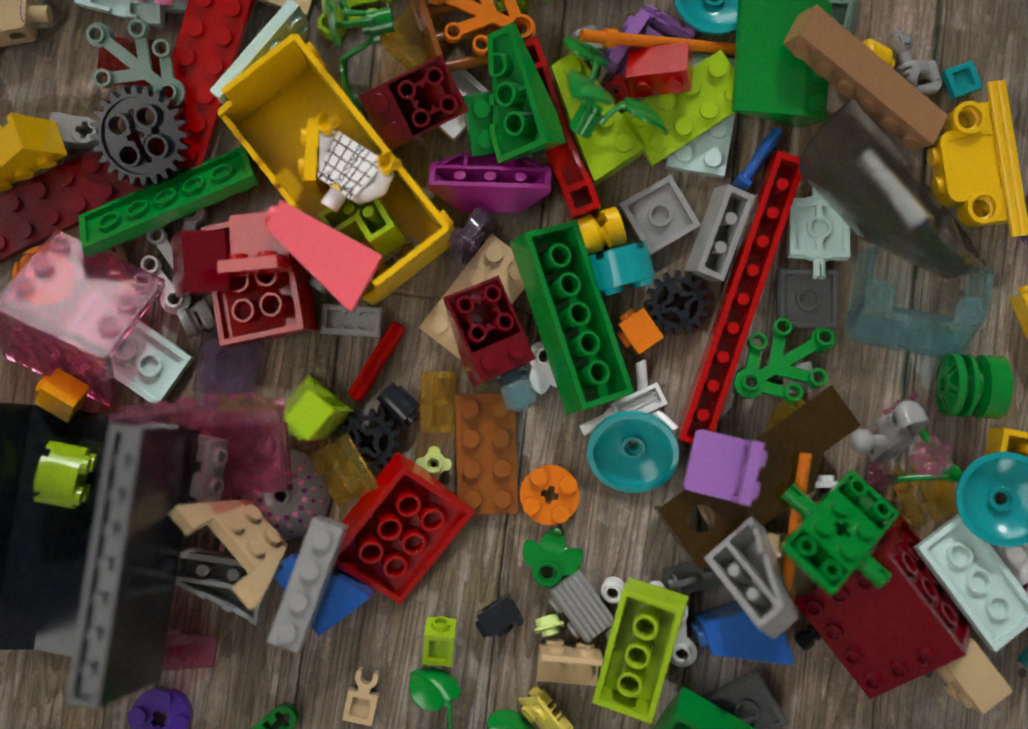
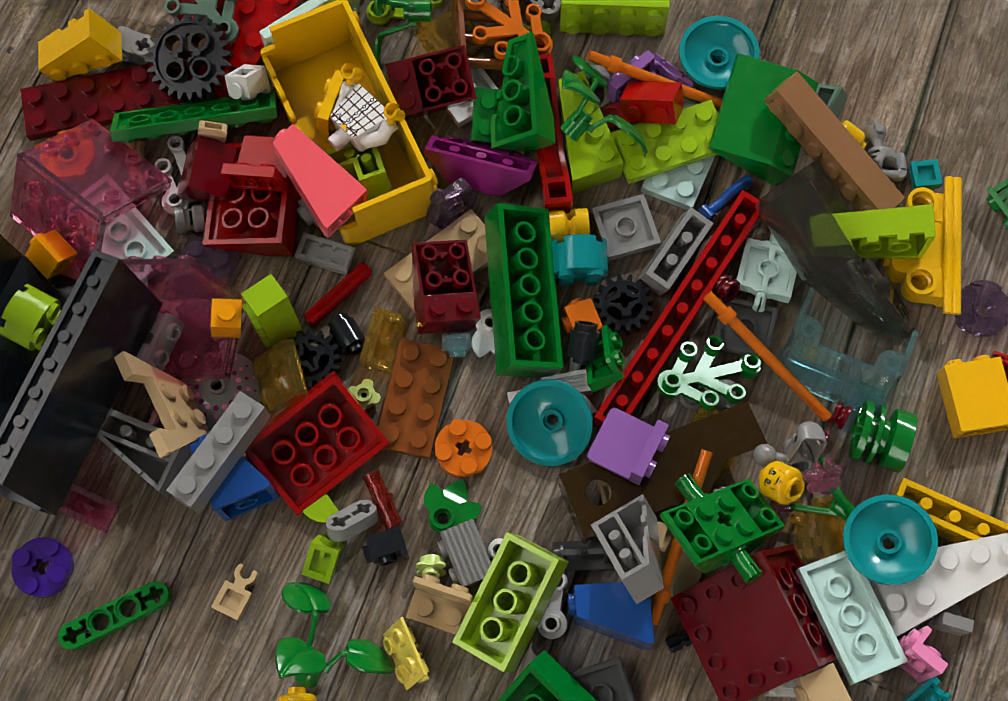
camera: 10 degrees right, 15 degrees down
(192, 218) = (213, 130): none -> tan slope
(212, 147) = (247, 82): none -> white brick
(272, 435) = (226, 318): none -> light orange brick
(426, 593) = (321, 510): none -> lime tile
(459, 600) = (351, 520): none -> light grey beam
(482, 569) = (382, 499): none -> clear red pin
(649, 361) = (583, 342): none -> black brick
(673, 374) = (608, 363): none -> green bracket
(782, 263) = (726, 288): none -> dark red bush
(793, 297) = (728, 316): none -> orange bar
(886, 468) = (781, 482): none -> yellow head
(922, 368) = (840, 414): none -> dark red bush
(947, 165) = (889, 231): none -> lime wedge

